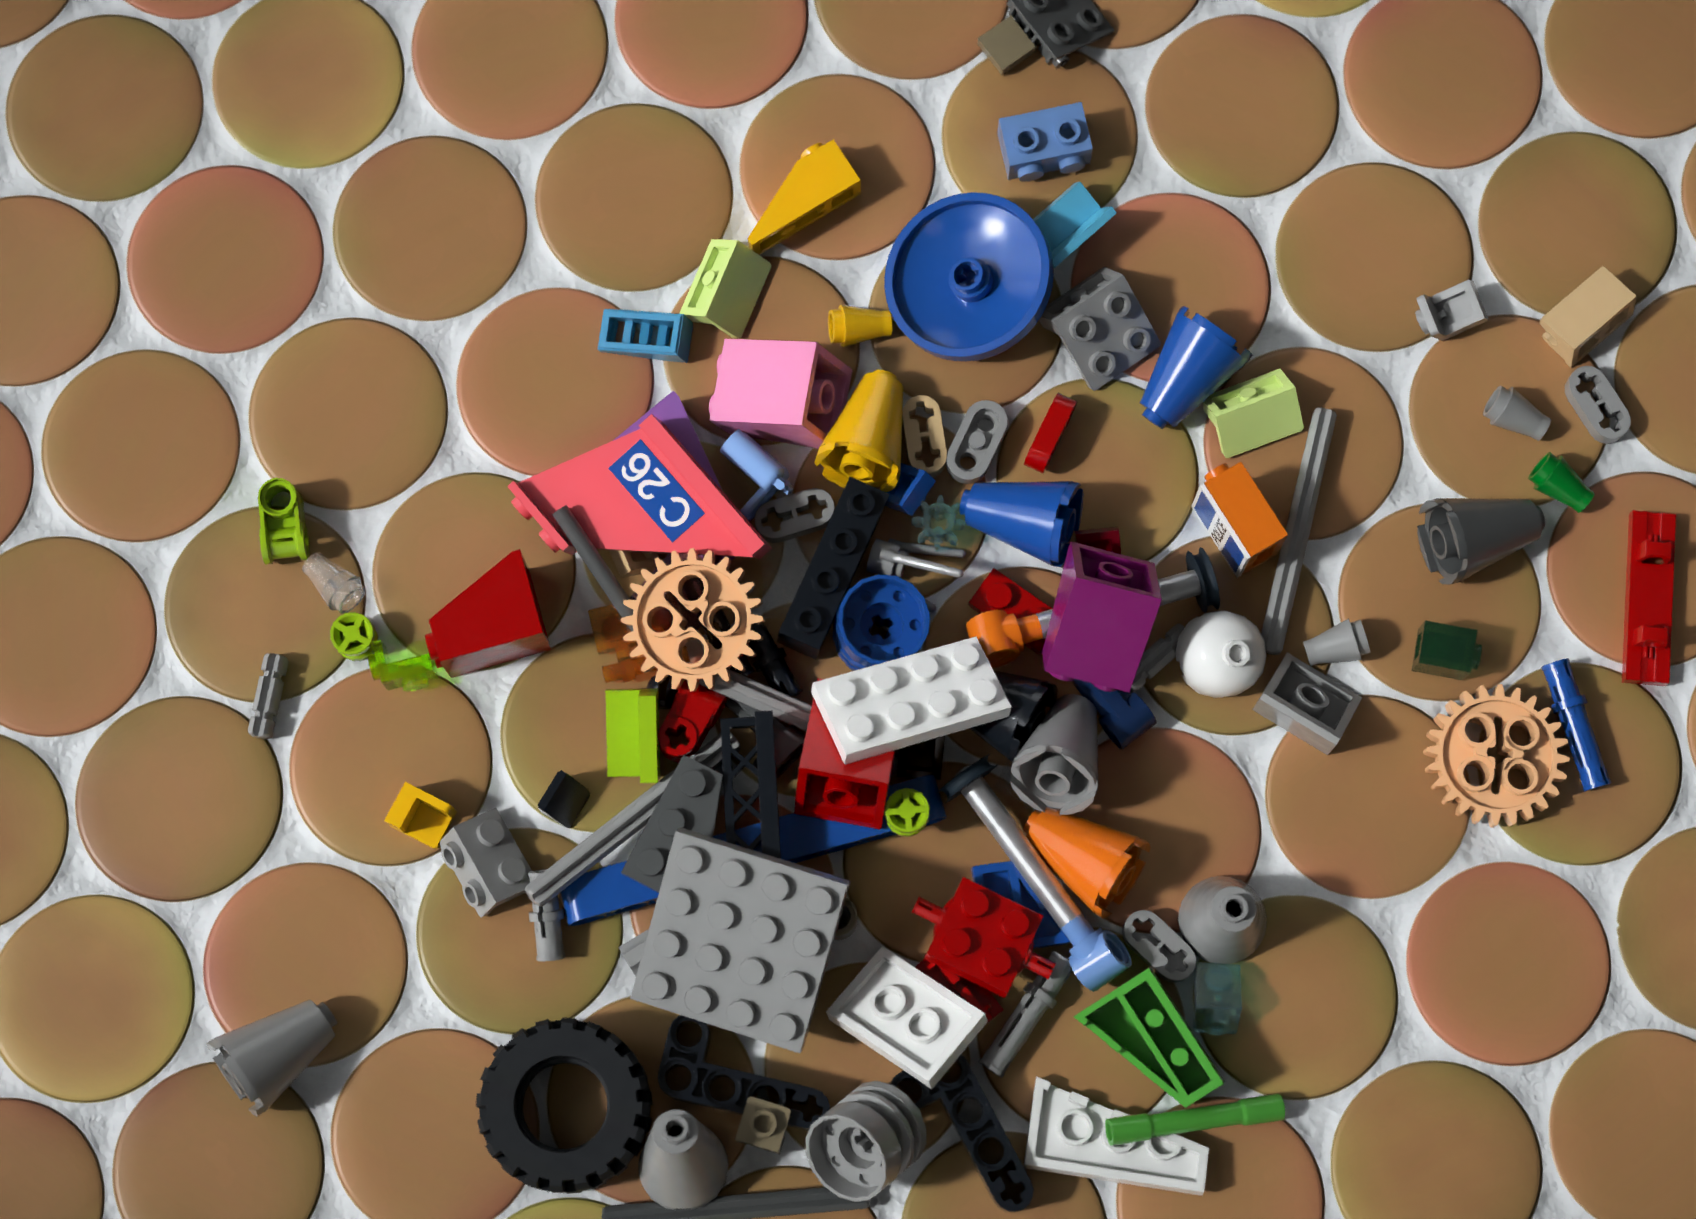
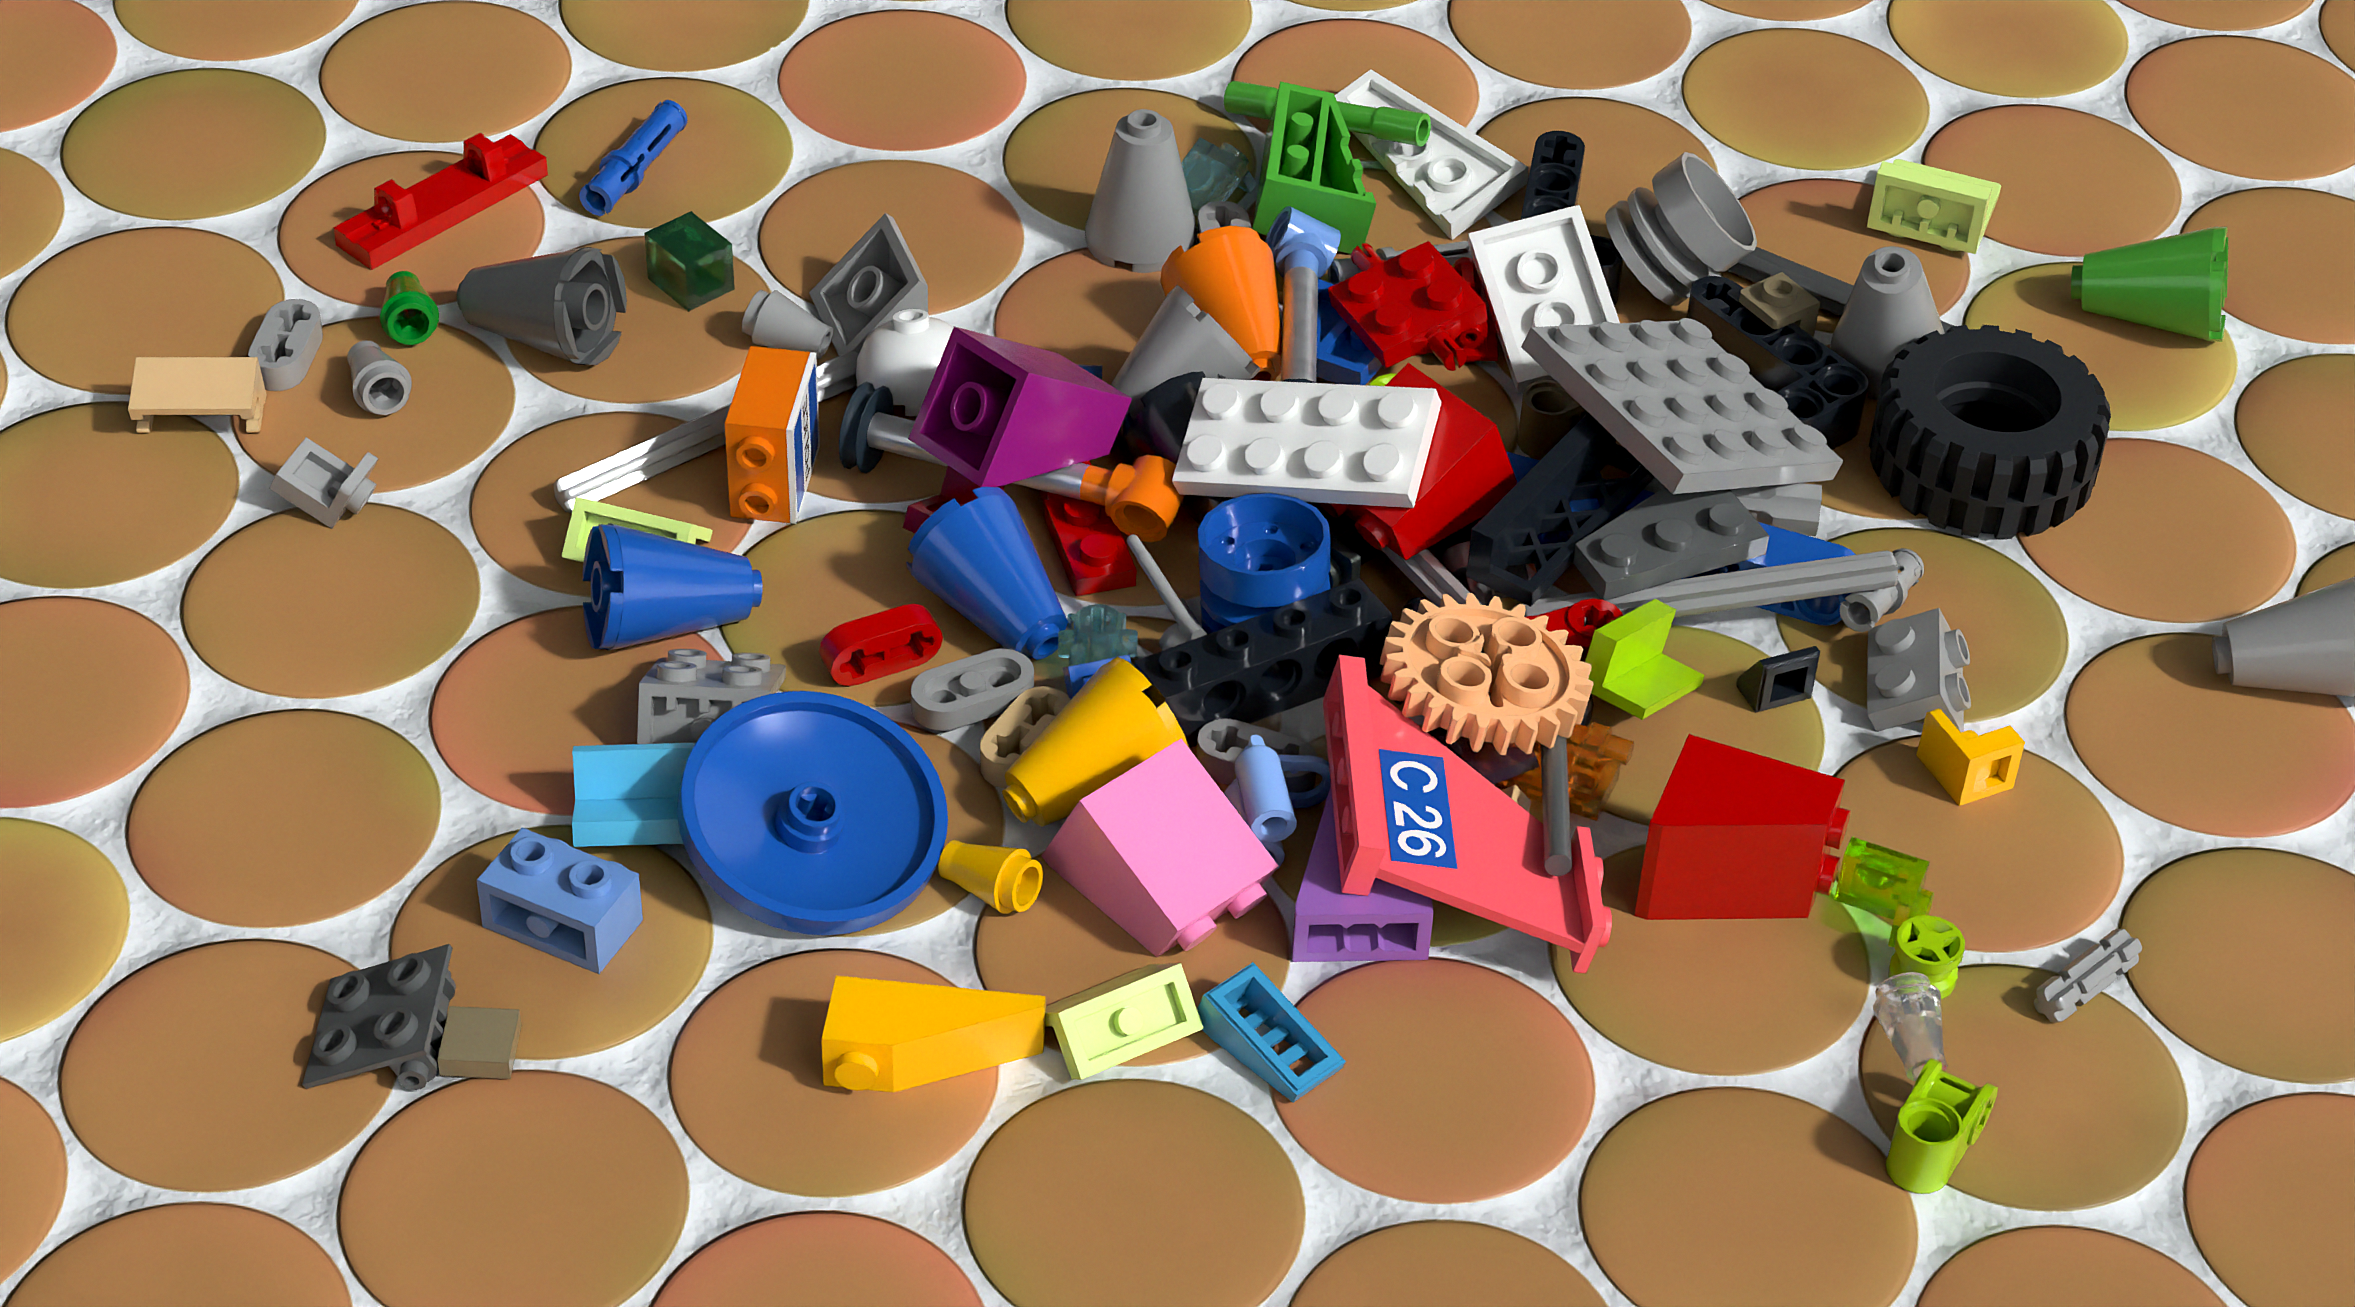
camera: 145 degrees left, 35 degrees down
(1536, 759) = (739, 174): light nougat gear -> none

